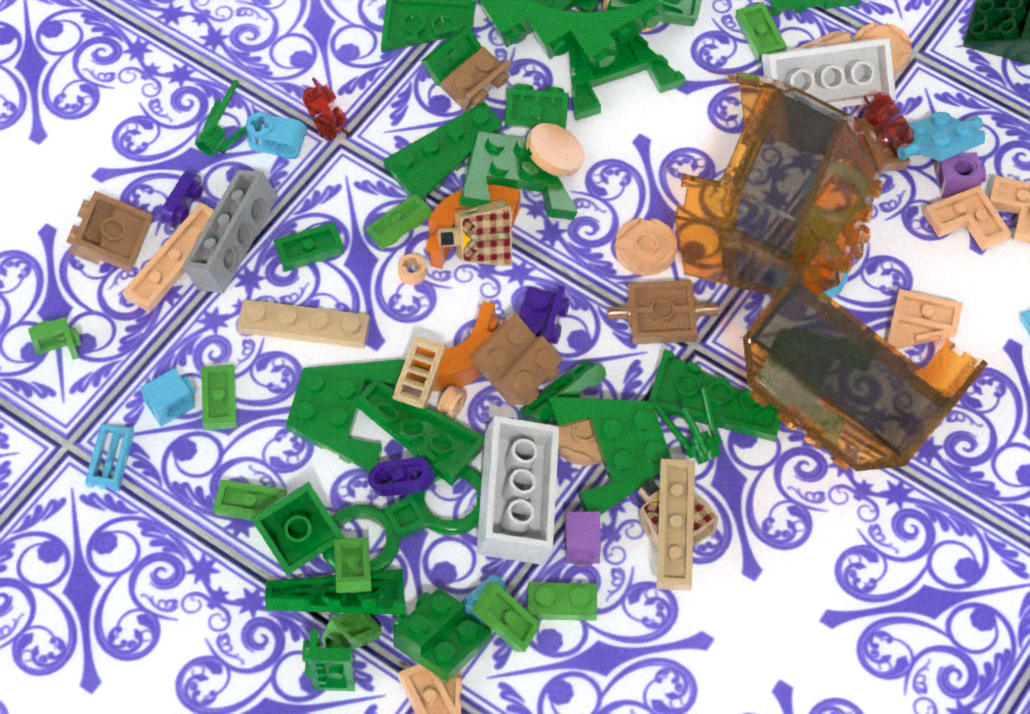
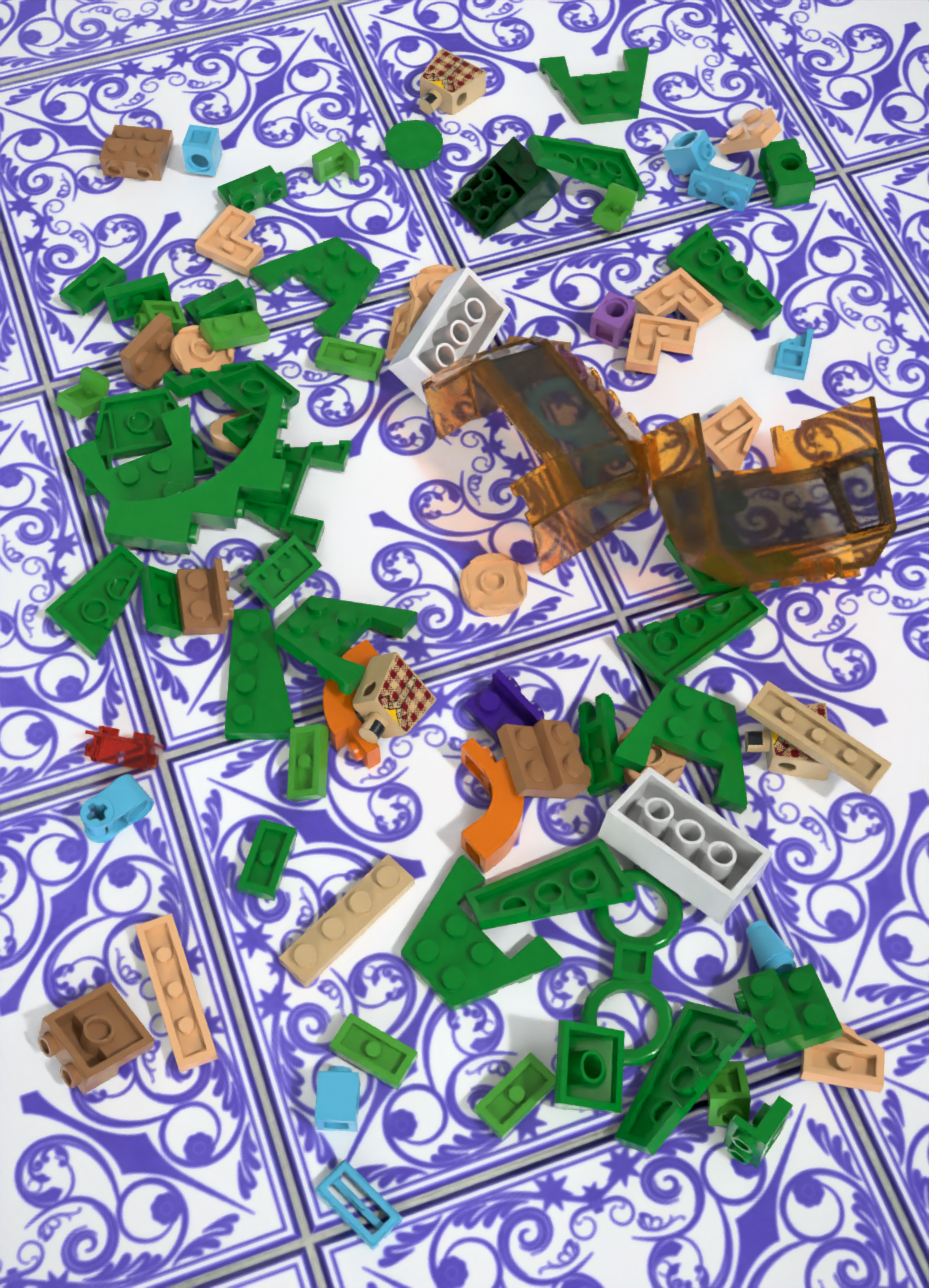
camera: 55 degrees left, 0 degrees up
(54, 335) = (169, 1176): bright green bracket -> none
(181, 198) = (122, 954): dark purple plate -> none
(212, 136) = (65, 870): green plant -> none
(230, 231) = (196, 918): light grey brick -> none
(352, 565) = (667, 1041): bright green plate -> none
(403, 381) = (521, 854): tan slope -> none
(405, 477) = (591, 936): dark purple plate -> none
(419, 274) = (362, 796): light nougat bush -> none
(452, 402) = (540, 843): light nougat bush -> none
(506, 617) = (808, 940): bright green plate -> none
(555, 149) = (340, 584): light nougat tile -> none
(562, 601) = (810, 885): bright green plate -> none
(583, 538) = (766, 823): medium lavender brick -> none
(662, 312) = (575, 614): medium nougat plate -> none
(703, 445) = (735, 668): green plant -> none
(892, 132) = (517, 326): clear red hinge -> none
(943, 137) = (570, 306): medium azure plate -> none

